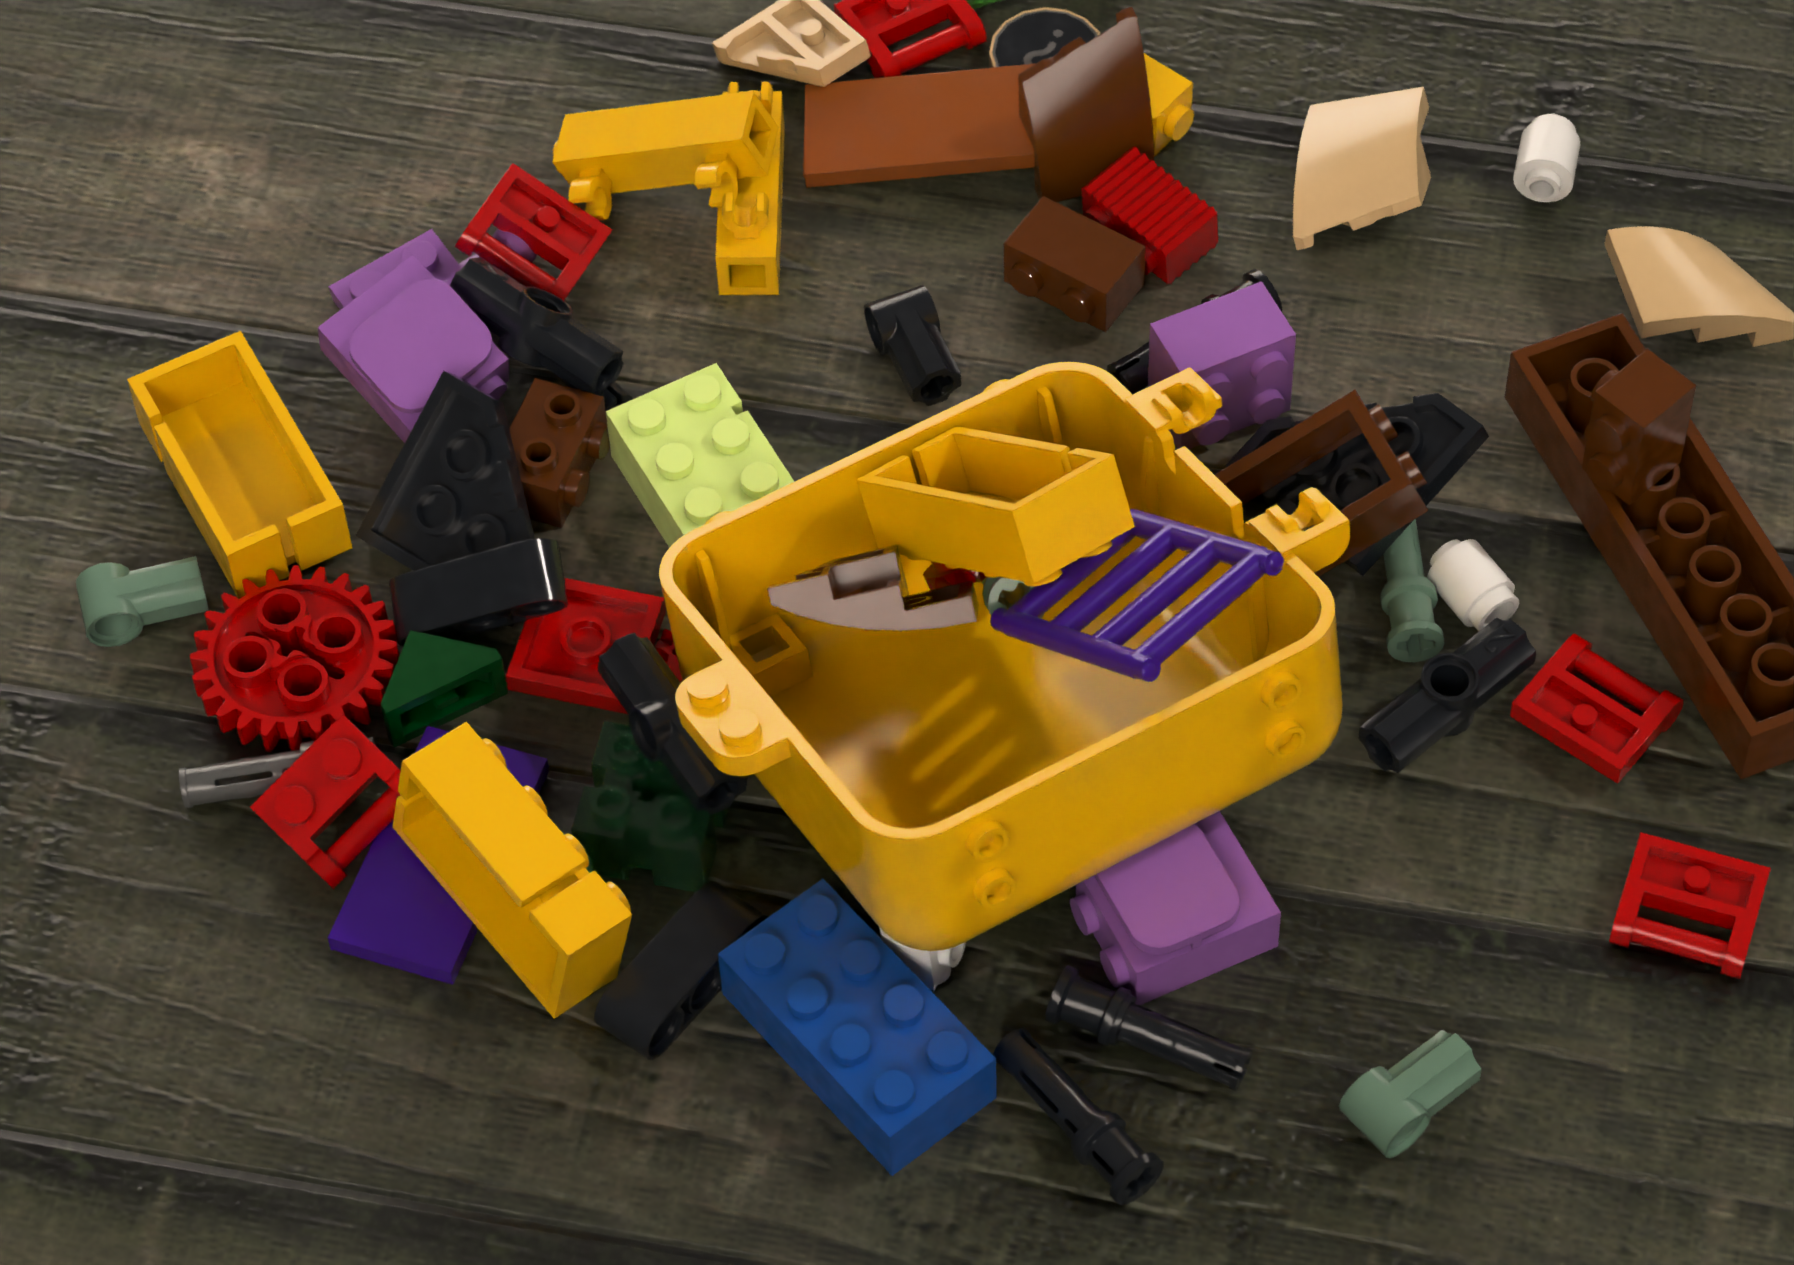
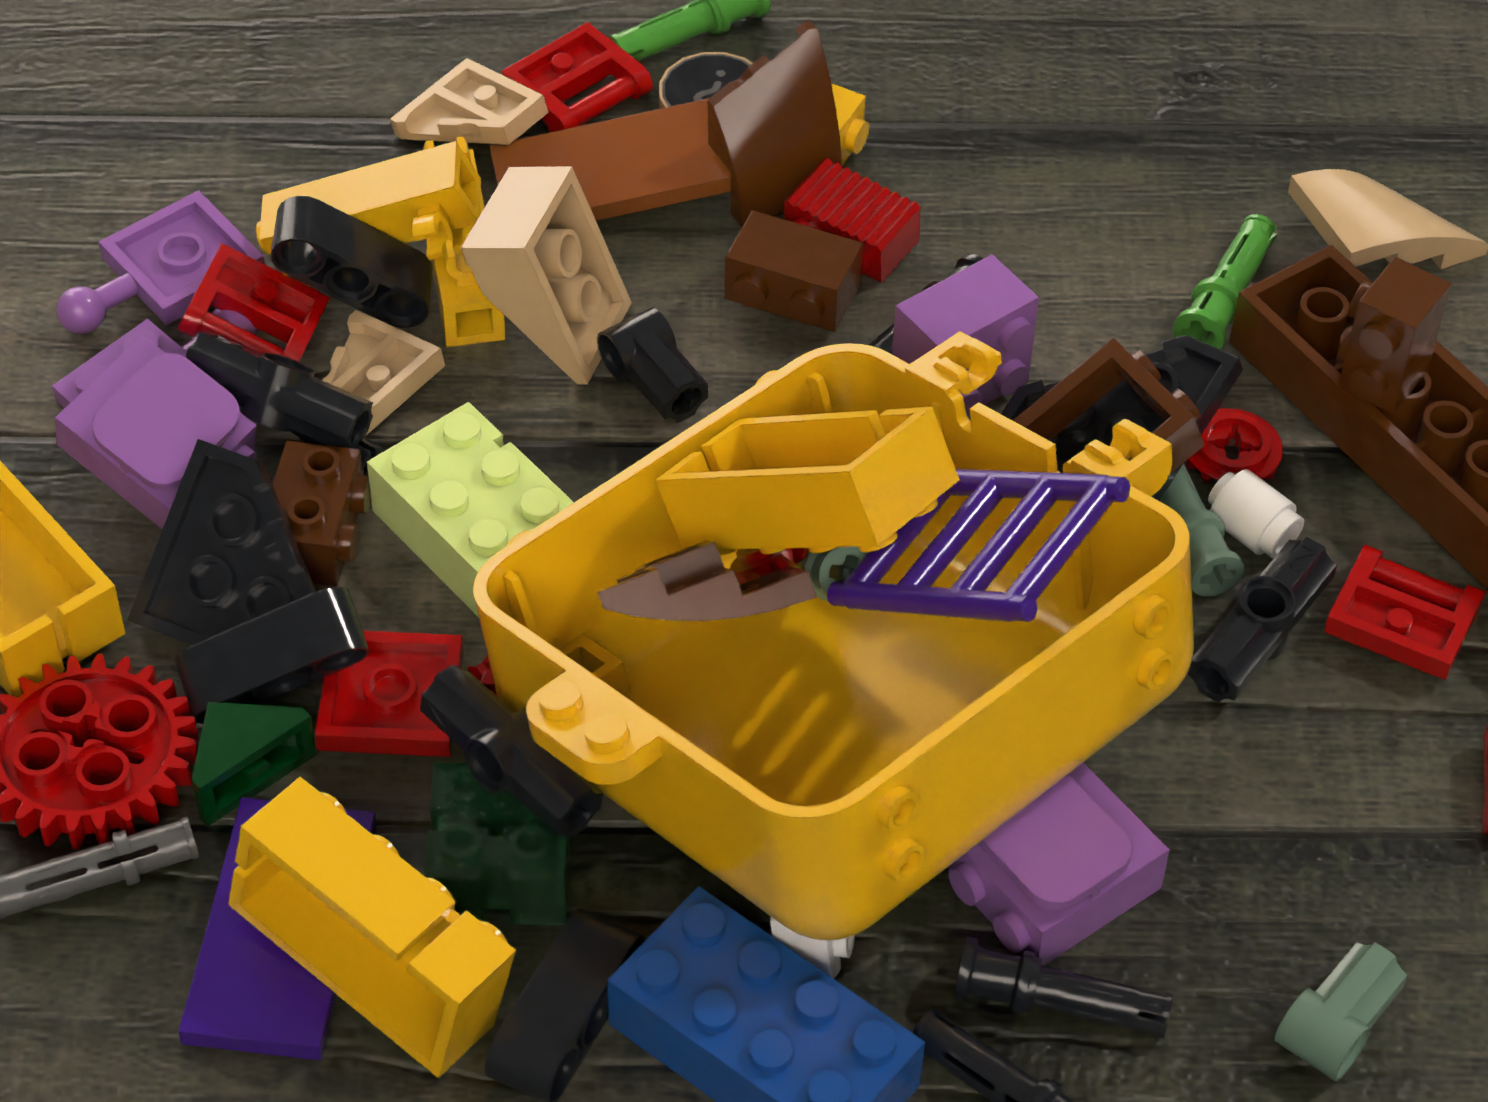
camera: 15 degrees left, 5 degrees down
(321, 788) = (144, 875): red plate -> none
(454, 169) = (158, 262): none -> medium lavender plate
(636, 198) = (352, 261): none -> black beam
(645, 310) = (382, 364): none -> tan wing
(823, 232) = (548, 265): none -> tan slope
(1359, 162) = (1038, 149): tan slope -> none
(1483, 372) = (1216, 296): none -> bright green pin
(1500, 508) = (1257, 444): none -> red gear
(1547, 159) = (1207, 128): white brick -> none

